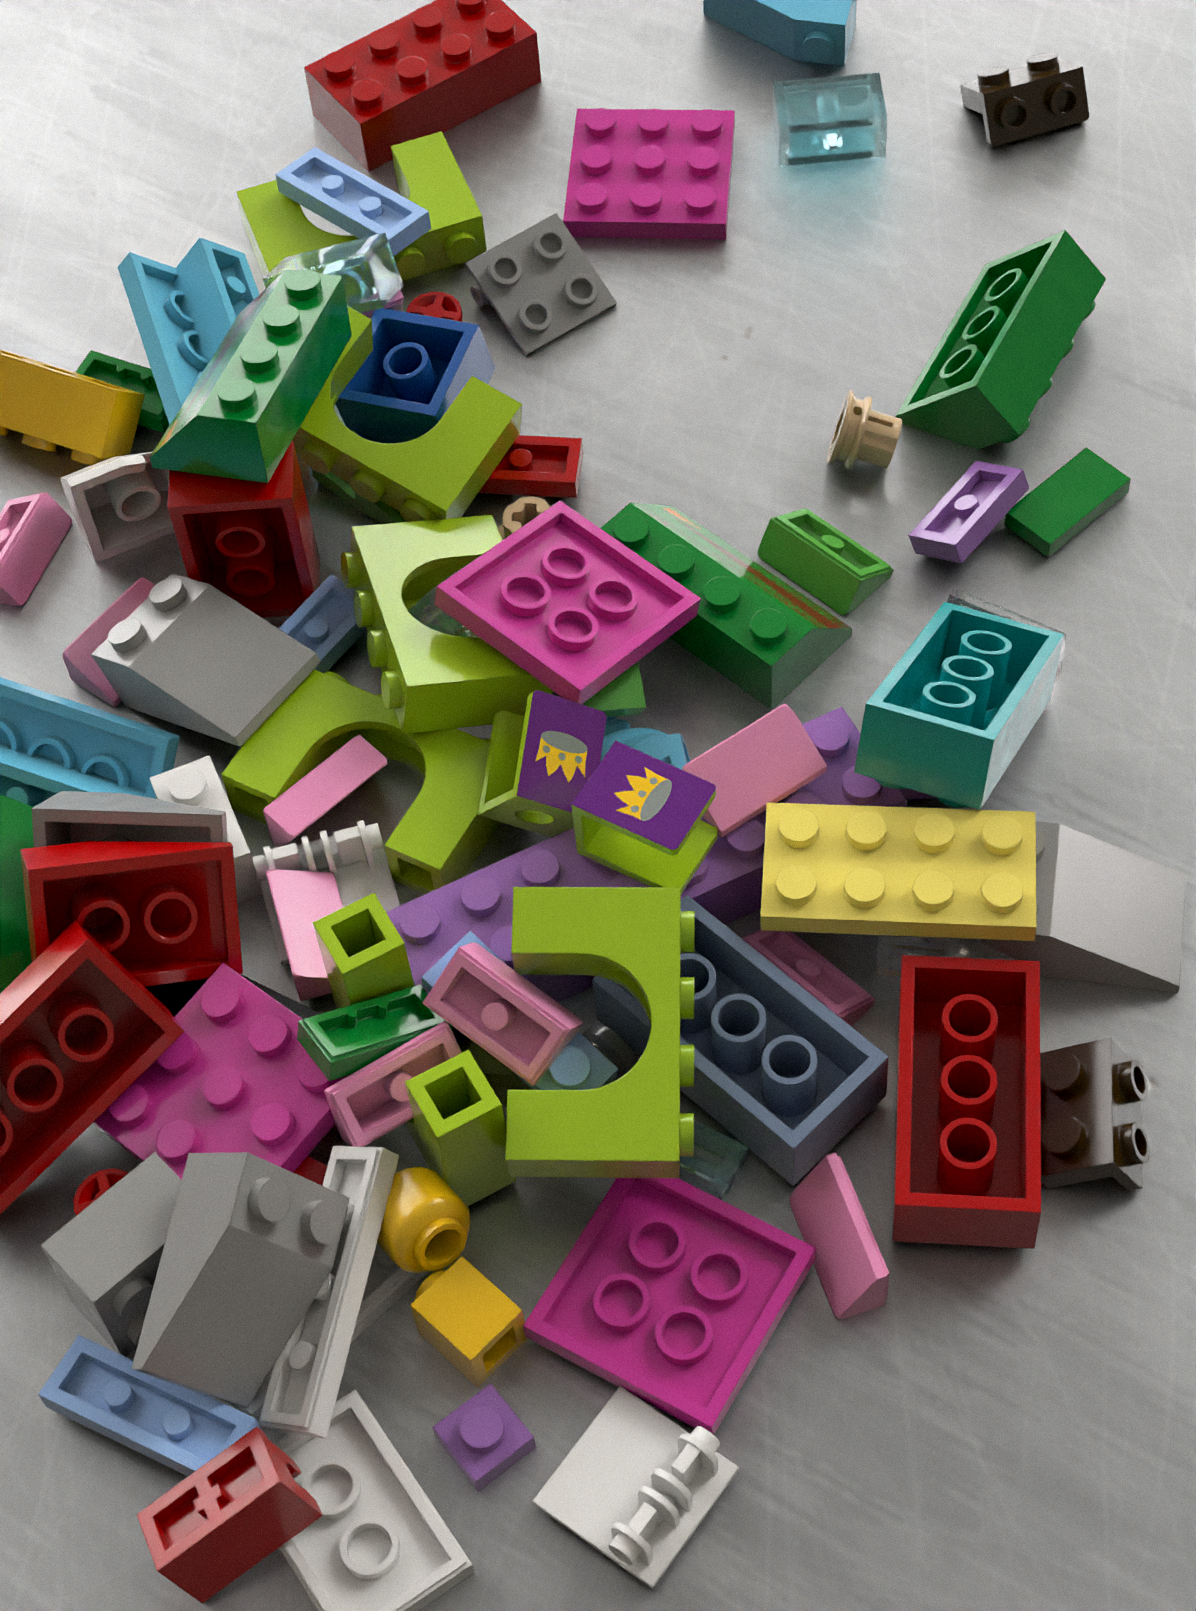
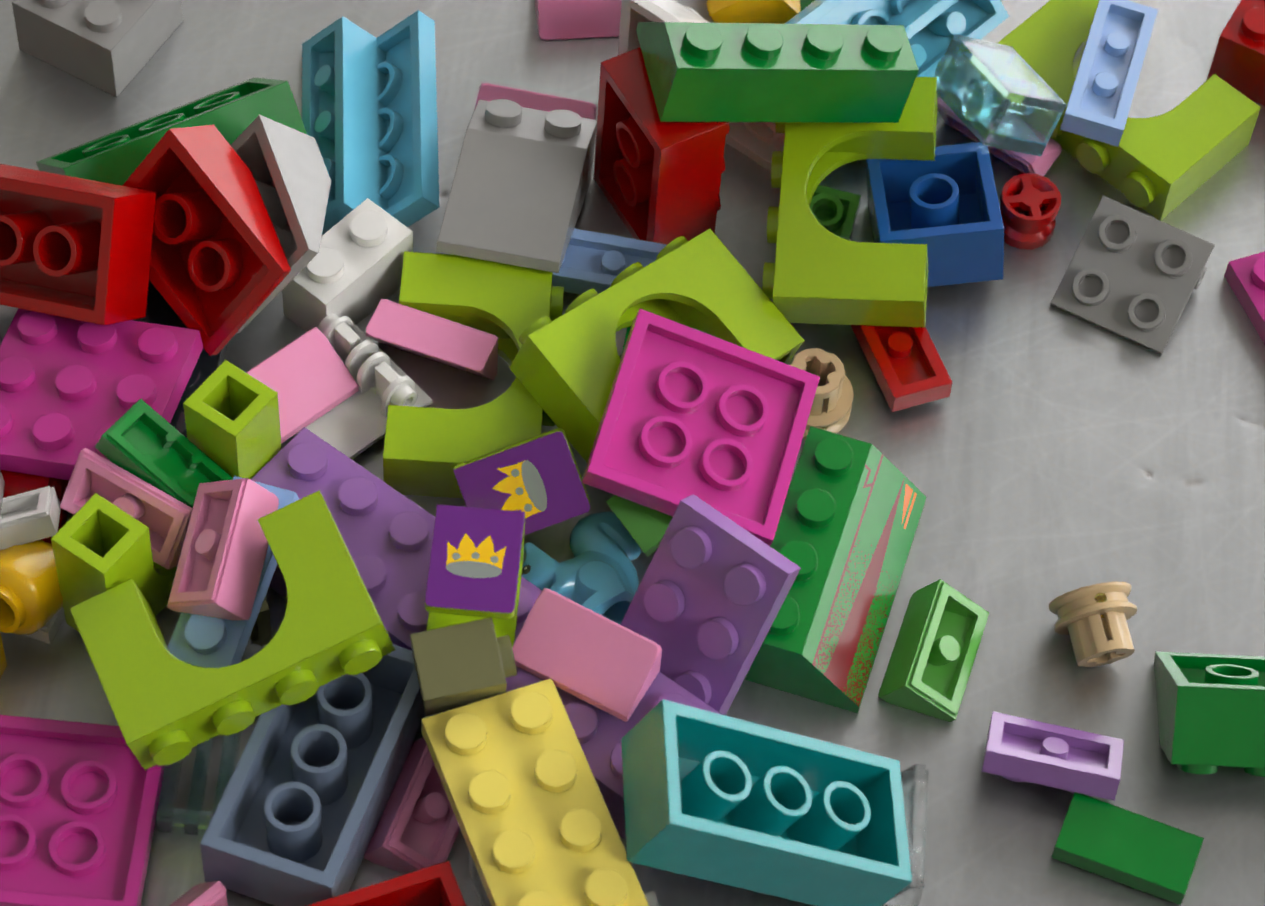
camera: 55 degrees right, 0 degrees up
(725, 864) = (461, 664): none -> olive brick
(735, 658) = (709, 601): none -> medium lavender plate

